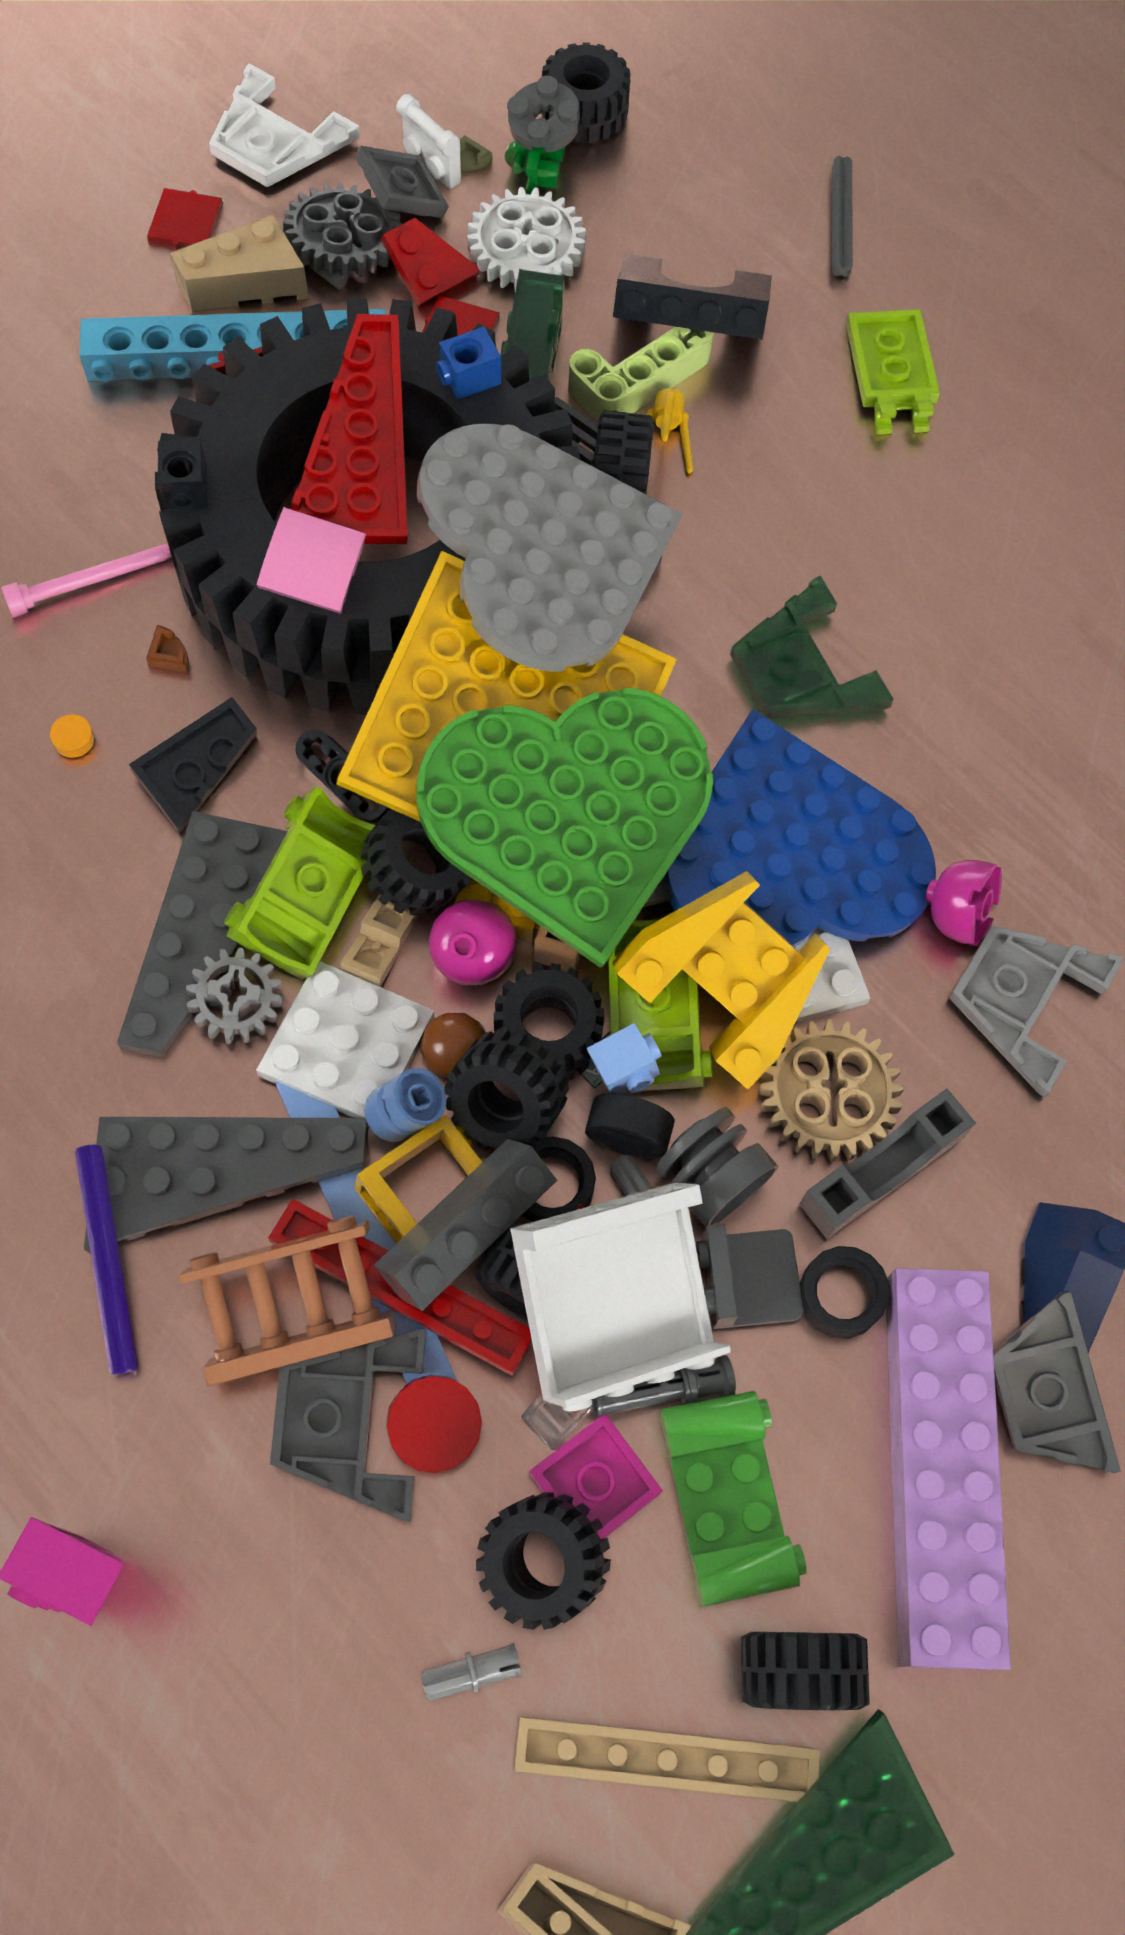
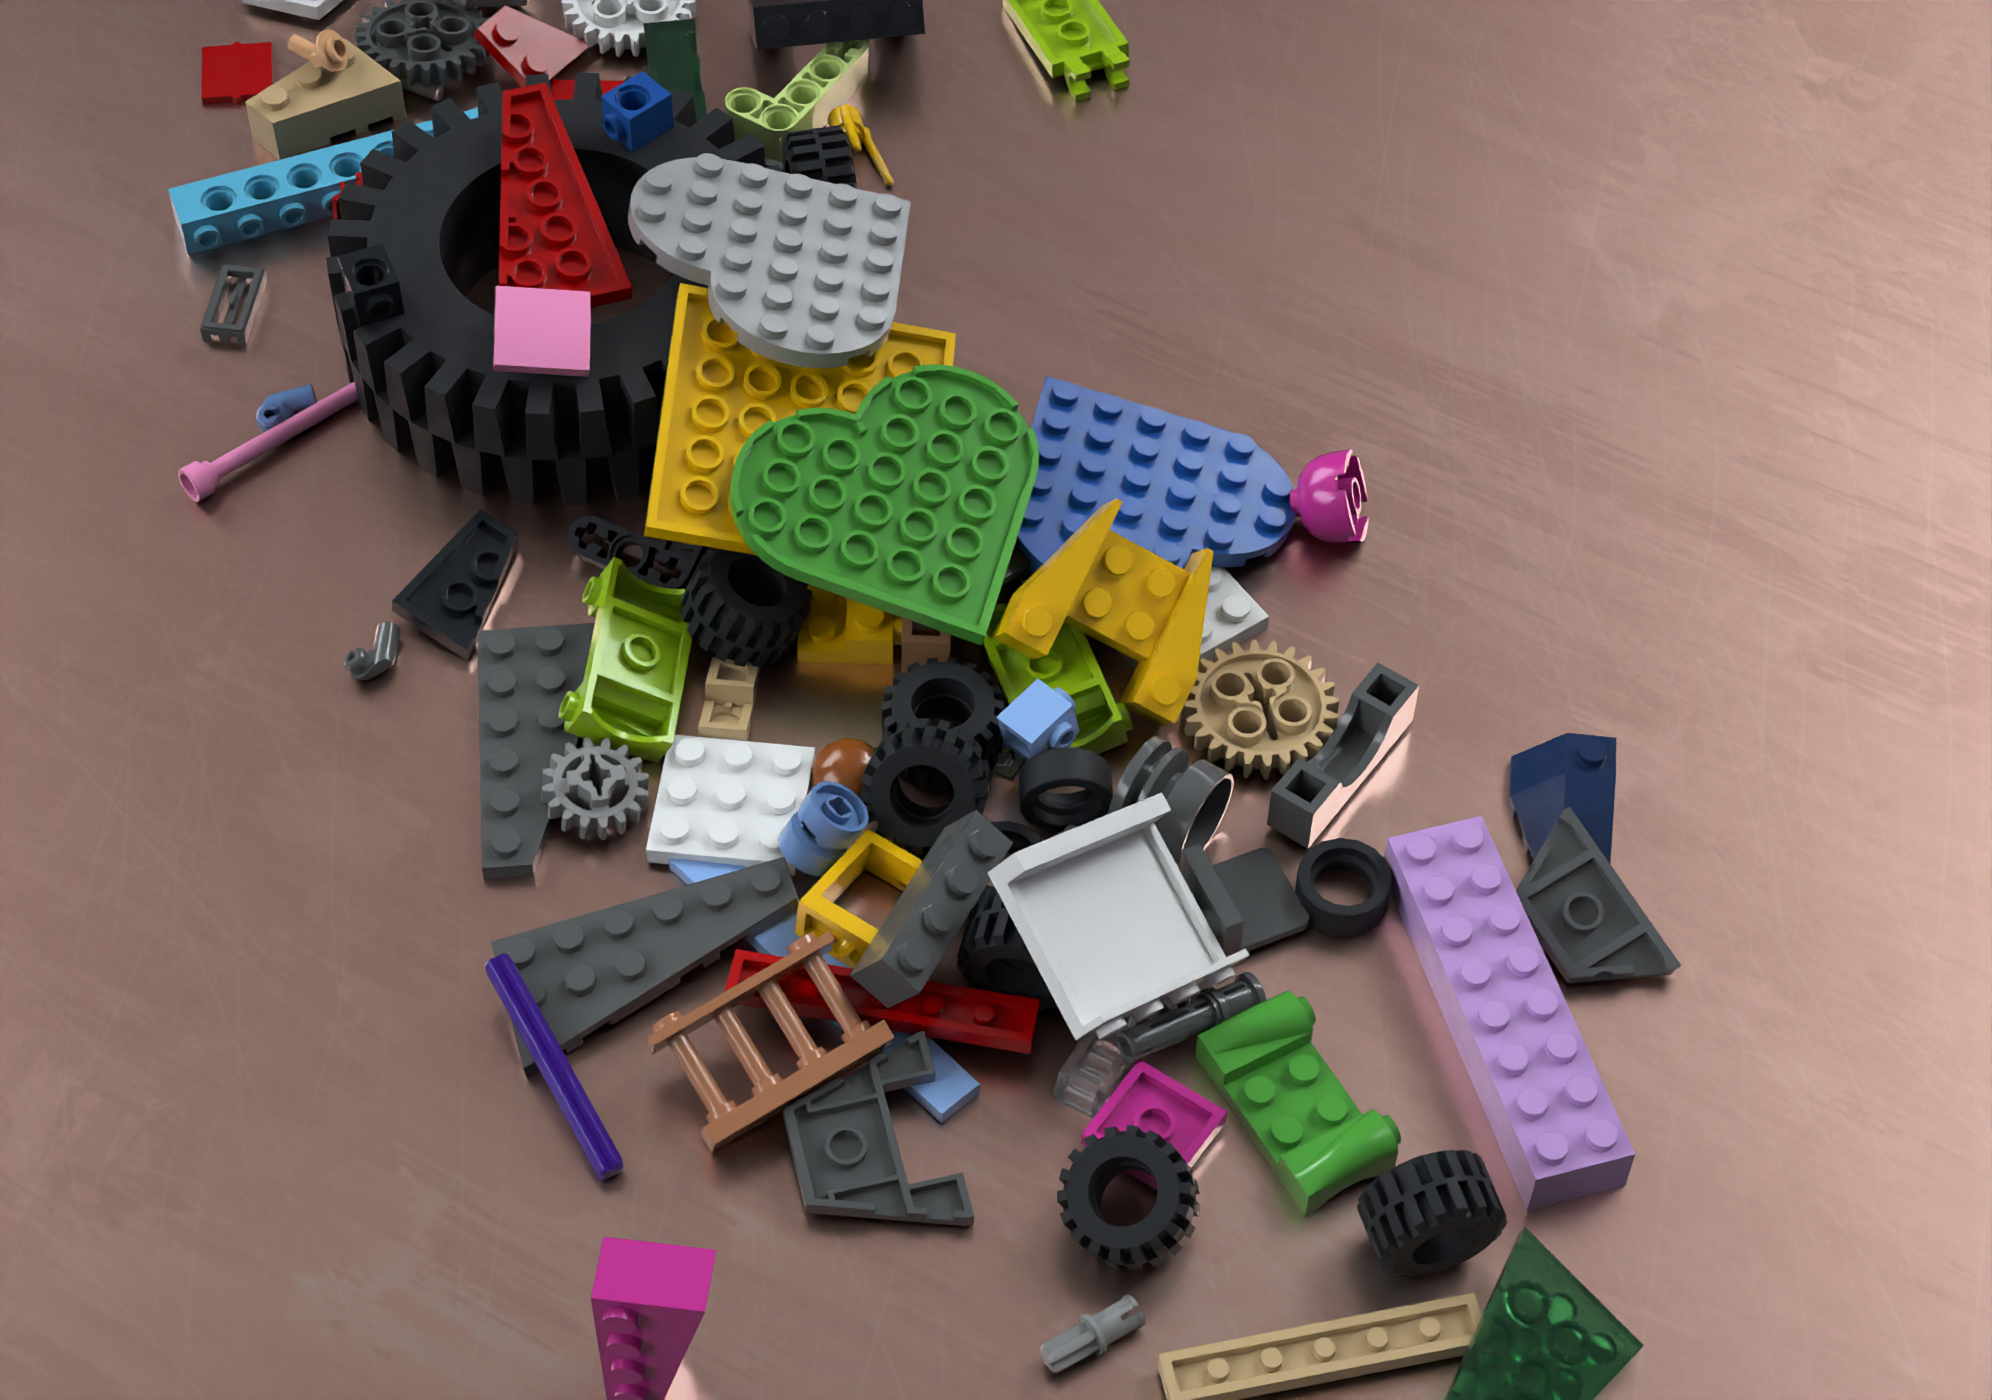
camera: 15 degrees left, 15 degrees down
(72, 736) = (312, 596): light orange tile -> none
(103, 812) = (382, 656): none -> dark grey arm
(110, 546) = (283, 405): none -> medium blue arm
(112, 440) = (228, 328): none -> dark grey tile
(167, 651) = (387, 490): dark orange tile -> none
(246, 224) = (328, 50): none -> light nougat plate
(434, 1423) = (964, 1120): red tile -> none
(472, 942) = (833, 670): dark pink cylinder -> none
(790, 672) = (1070, 340): clear green wing -> none
(1010, 986) = (1408, 566): light grey wing -> none

